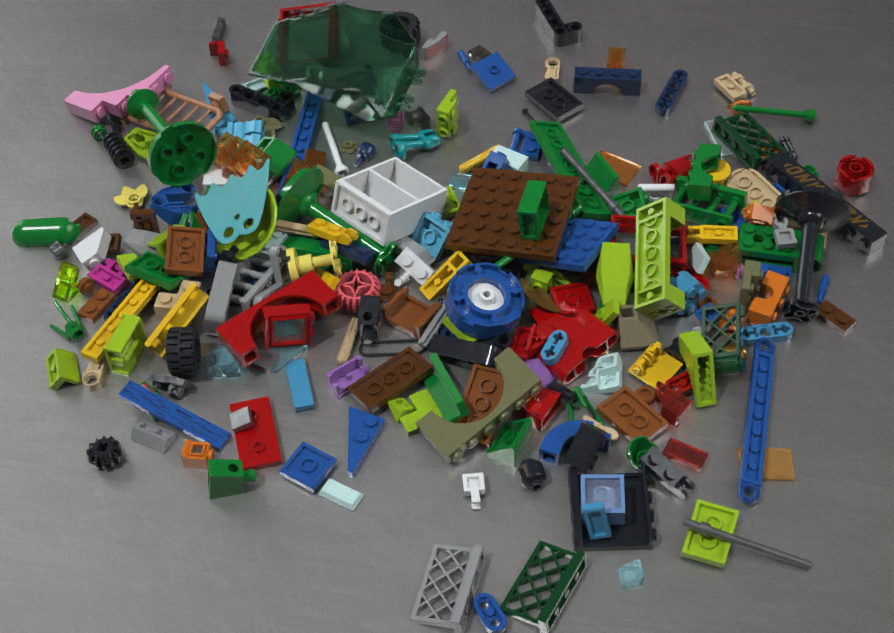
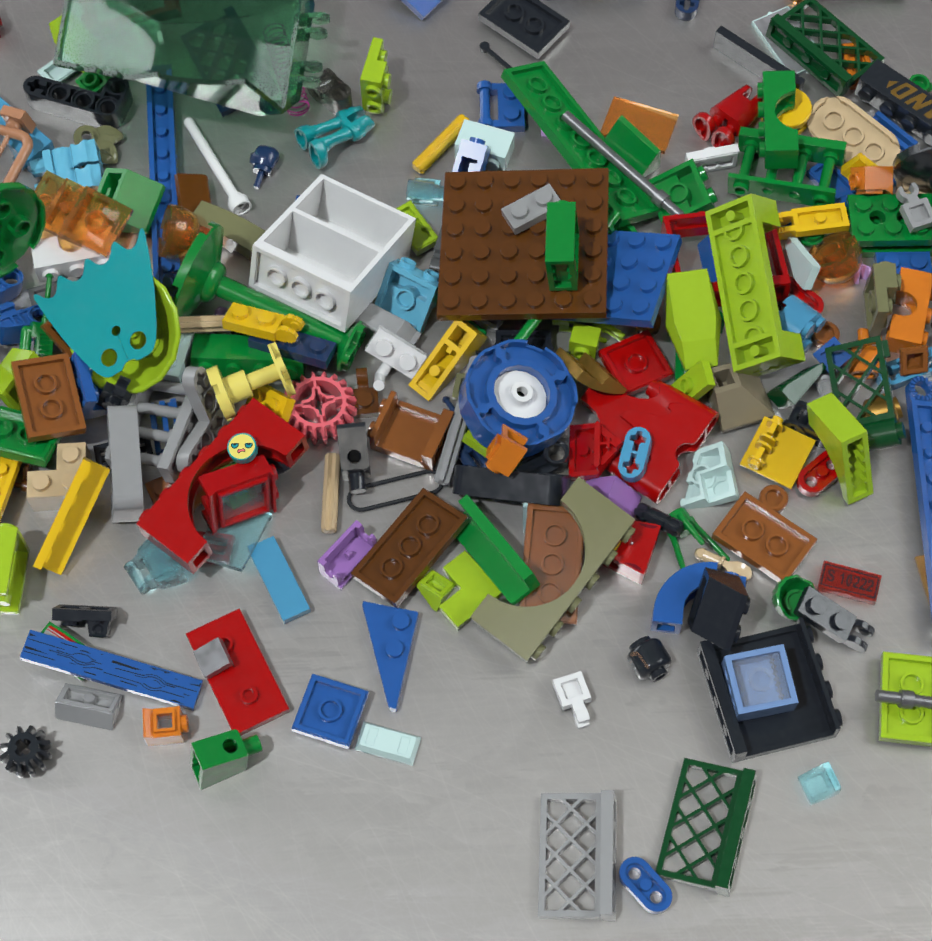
camera: 15 degrees left, 15 degrees up
(183, 351) = (95, 566): black tyre -> none
(295, 295) = (242, 448): none -> tile
(348, 146) = (234, 154): olive plant -> none
(465, 324) = (505, 451): none -> orange window
(511, 441) = (604, 612): green slope -> none
(514, 193) = (529, 209): none -> light grey plate
(596, 520) = (760, 720): dark azure tile -> none
(672, 330) = (794, 388): none -> slope
(672, 404) = (813, 509): clear red slope -> none
(694, 137) = (748, 55): none -> tile
(763, 325) = (913, 360): none -> dark orange slope
(787, 145) = (880, 45): black axle -> none

